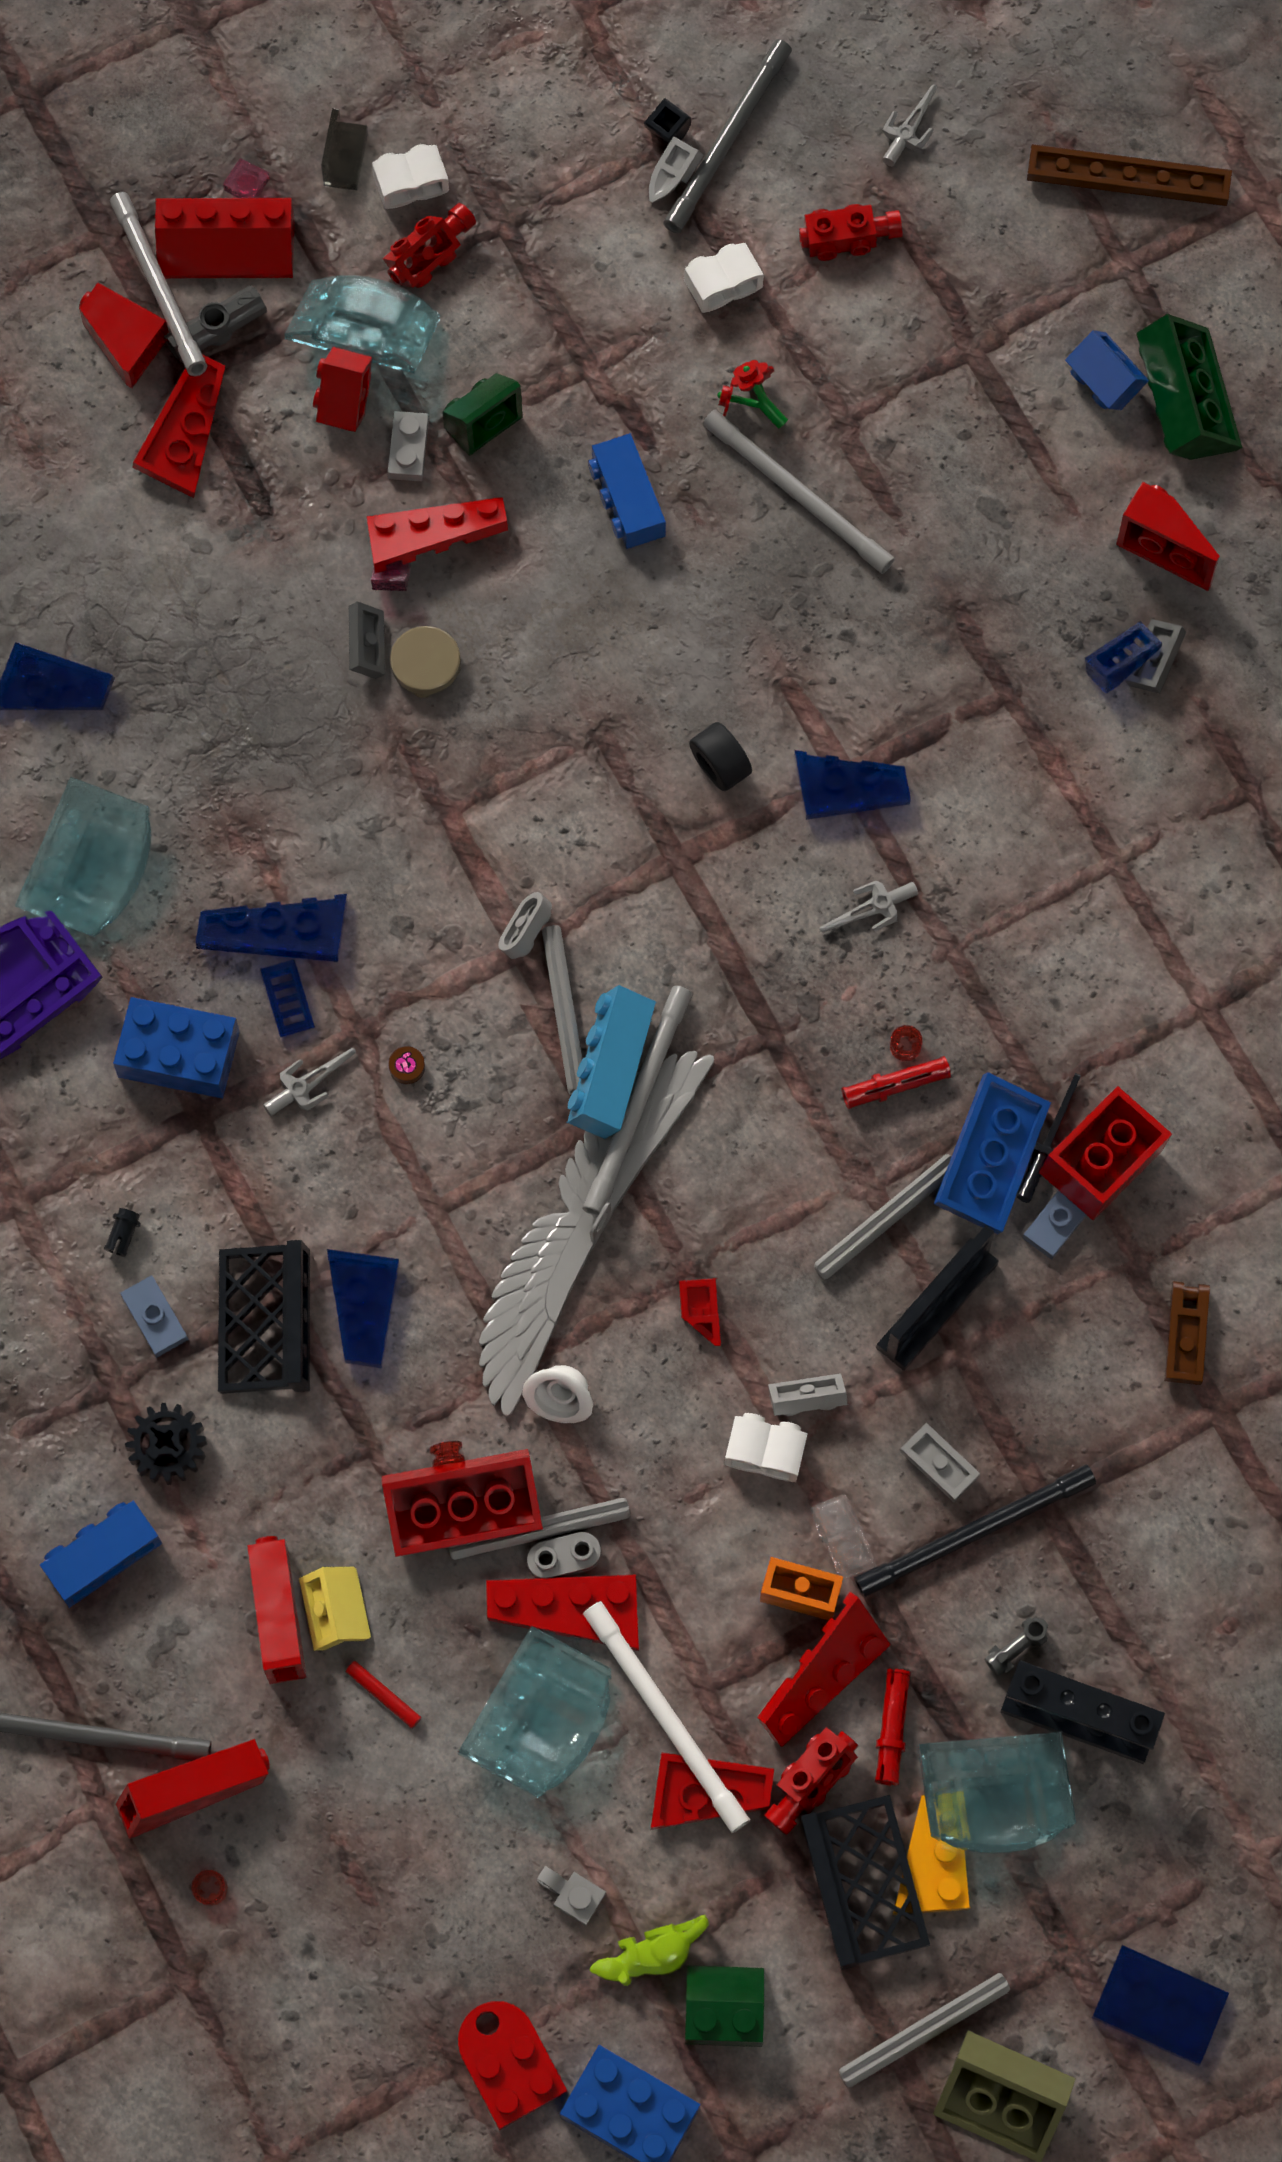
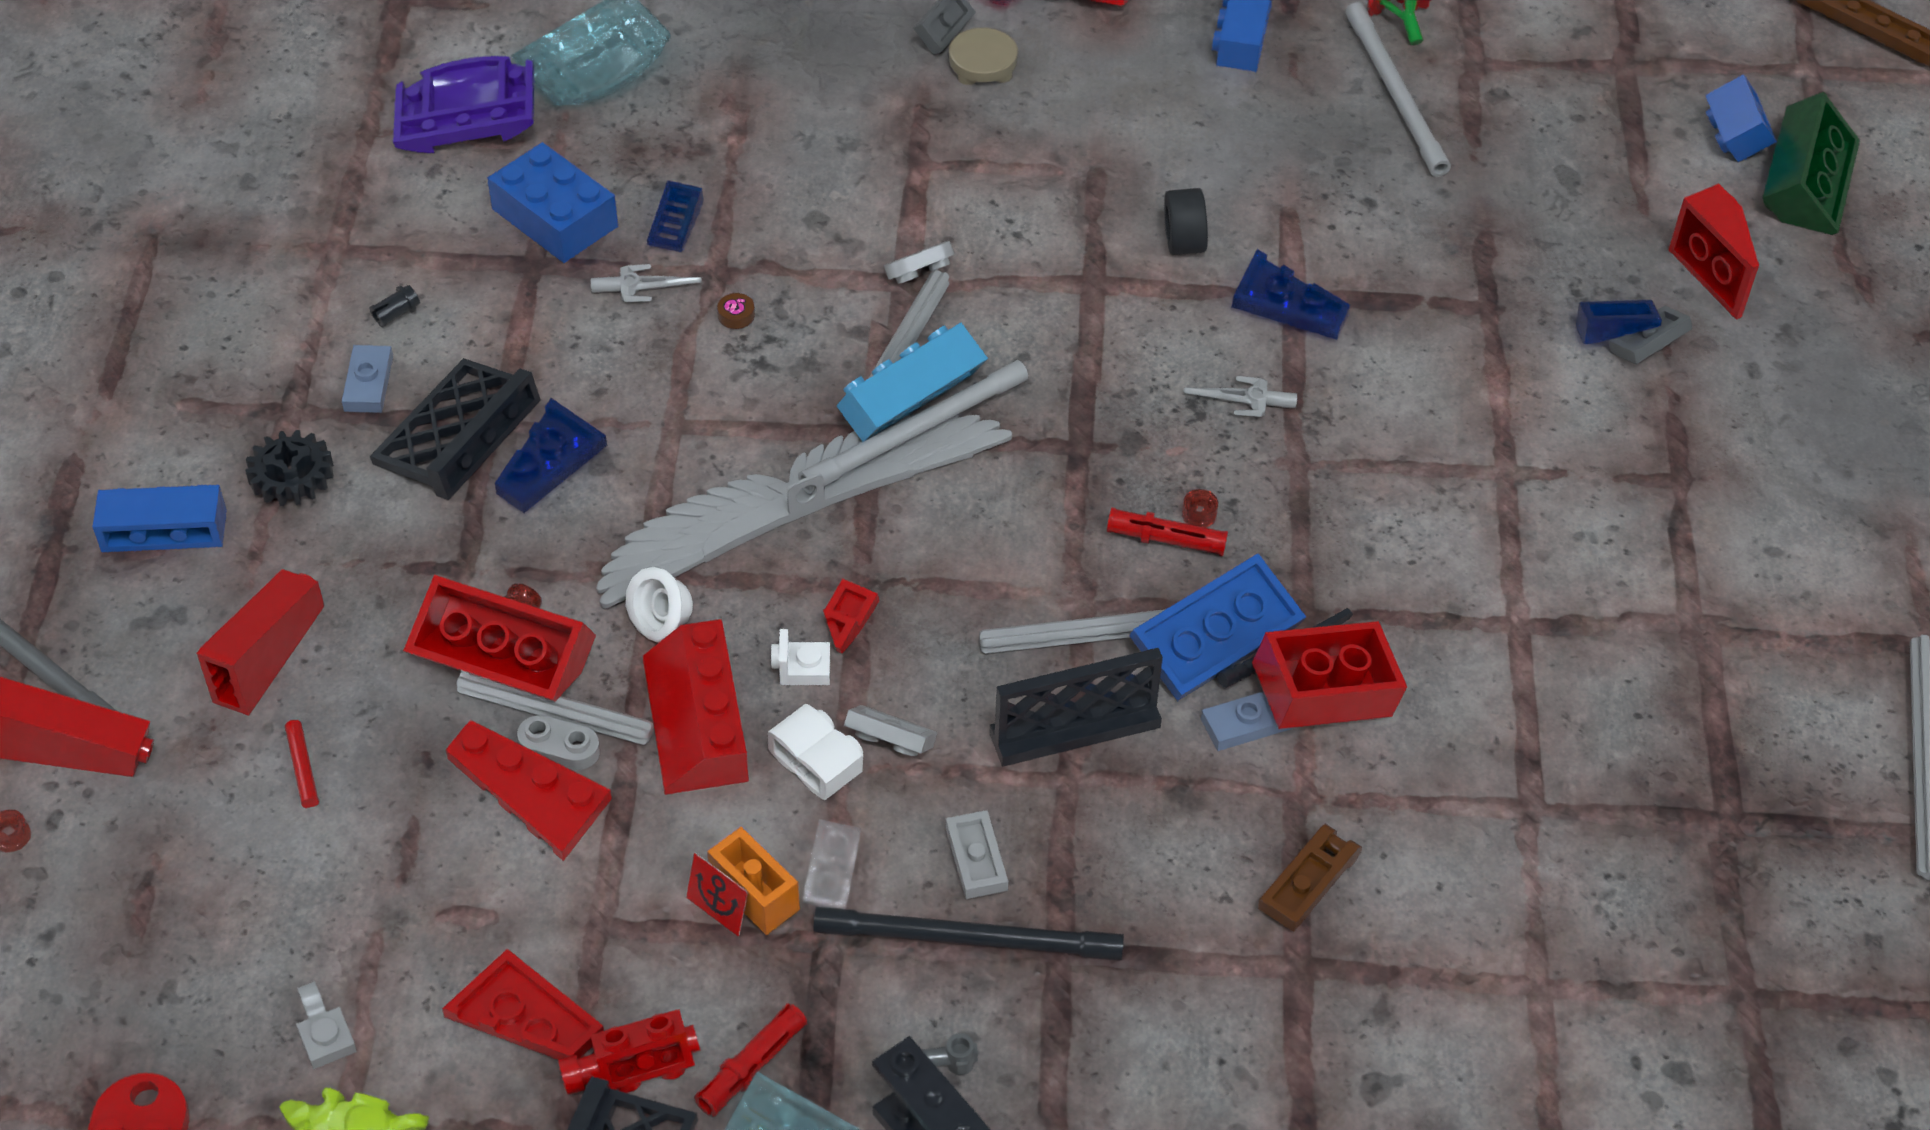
camera: 30 degrees right, 20 degrees down
(288, 930) = (719, 176): clear blue wing -> none
(334, 1606) = (321, 667): light yellow panel -> none
(541, 1715) = (420, 852): clear light blue slope -> none
(649, 1466) = (695, 709): none -> red slope
(697, 1373) = (801, 661): none -> white bracket
(721, 1797) = (528, 1017): white piece -> none
(782, 1616) = (716, 894): none -> red sticker
(834, 1663) = (736, 962): red wing -> none

